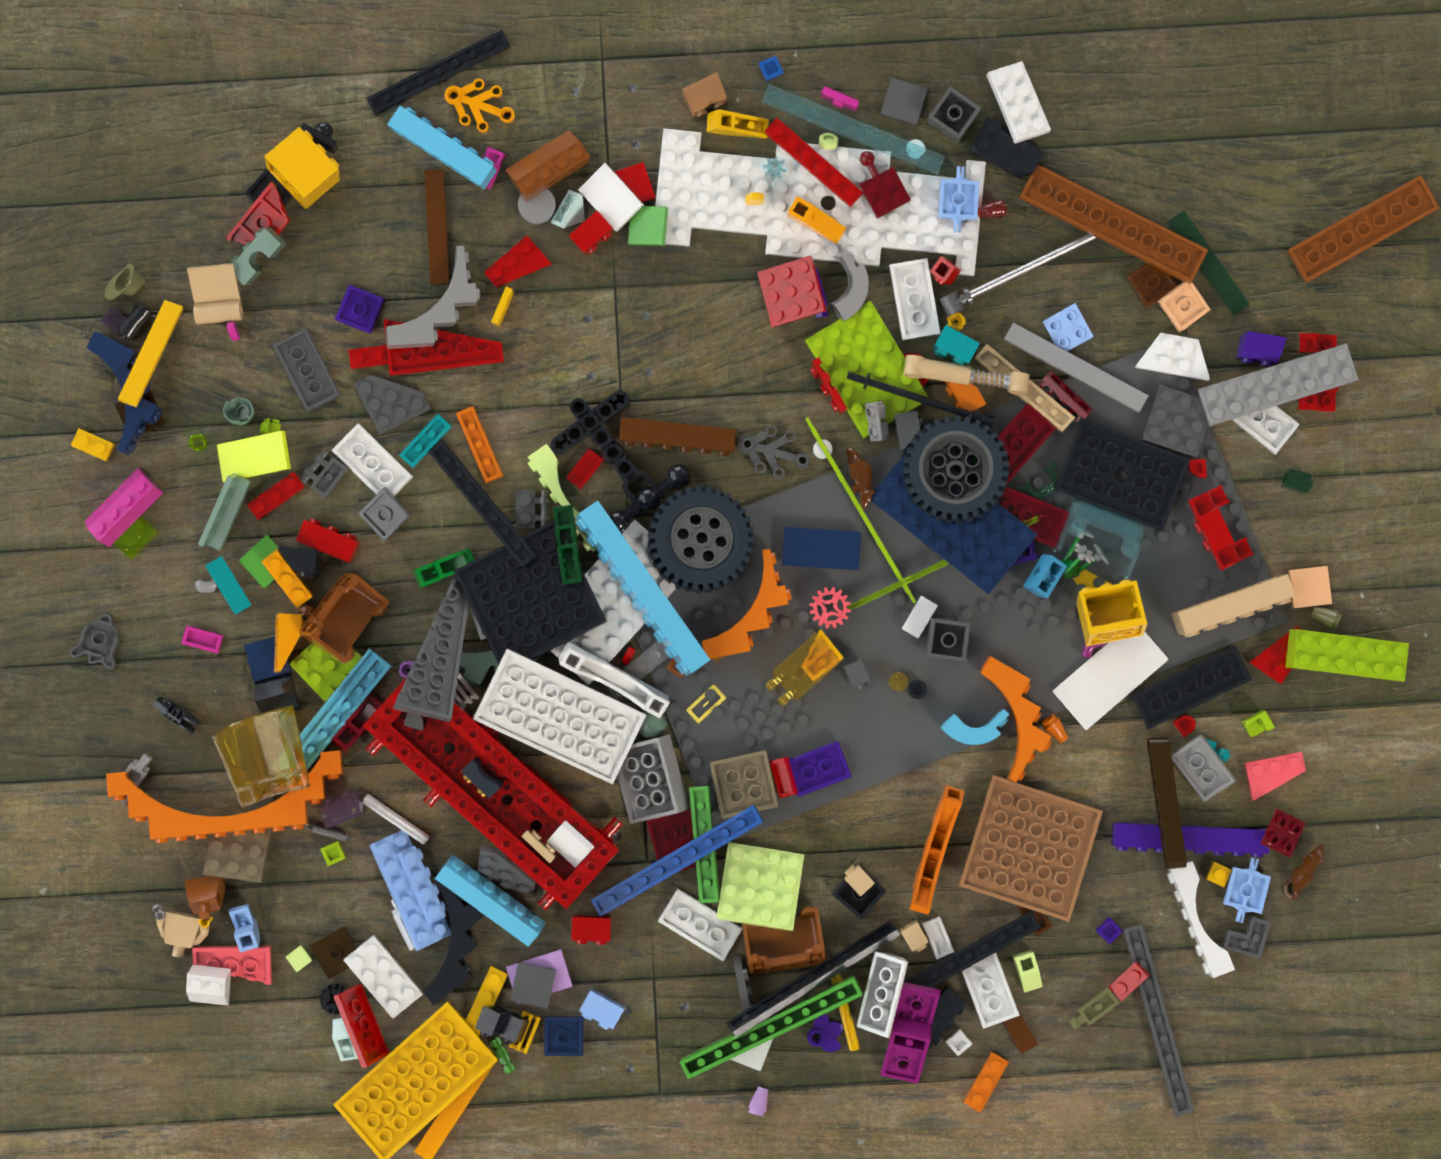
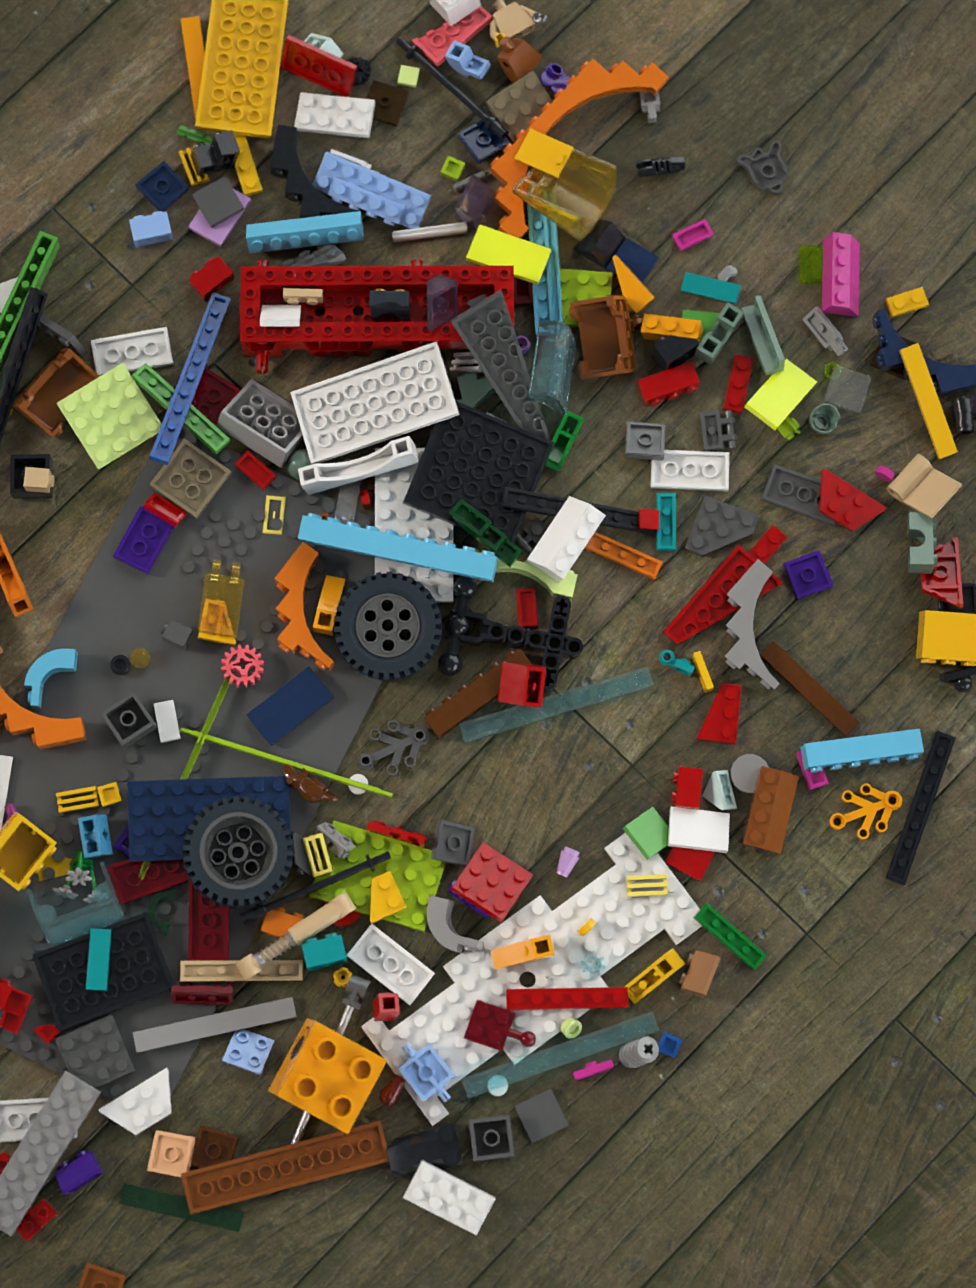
camera: 130 degrees right, 10 degrees down
(174, 476) = (825, 331): none -> light grey hinge
(190, 854) = (554, 78): none -> dark purple plate
(200, 418) = (847, 389): none -> clear tile
(255, 543) = (719, 334): none -> sand green arch
(256, 797) = (544, 153): none -> yellow container
(272, 862) = (491, 123): none -> black bar
(282, 335) = (845, 502): none -> red wing
(289, 855) = (481, 142): none -> dark blue plate
(355, 744) = (501, 249): none -> neon yellow tile
(402, 627) = (553, 365): none -> clear light blue slope
(437, 452) = (648, 519): none -> red tile
(443, 744) = (441, 301): none -> clear purple slope
(512, 323) = (682, 666): none -> teal plate
(512, 488) = (565, 538): none -> white slope
(629, 378) = (556, 705): none -> clear light blue plate
(642, 409) = (522, 684): none -> red slope
(658, 104) = (730, 936): none -> green tile
(689, 184) = (647, 885): none -> light yellow tile
(690, 748) = (255, 470): none -> red tile
(724, 259) = (567, 861): none -> lavender cone
(727, 596) = (327, 605): none -> light orange slope
(794, 344) = (452, 843): none -> dark grey tile
(798, 79) = (639, 1052): none -> light grey piece
(878, 347) = (385, 897): none -> yellow wing
(892, 434) = (309, 855): none -> light yellow tile
(1007, 599) = (109, 794): none -> yellow plate
(1031, 256) = (327, 1075): none -> light orange brick
(1045, 615) = (75, 792): none -> yellow tile
(1118, 484) = (98, 959): none -> teal tile

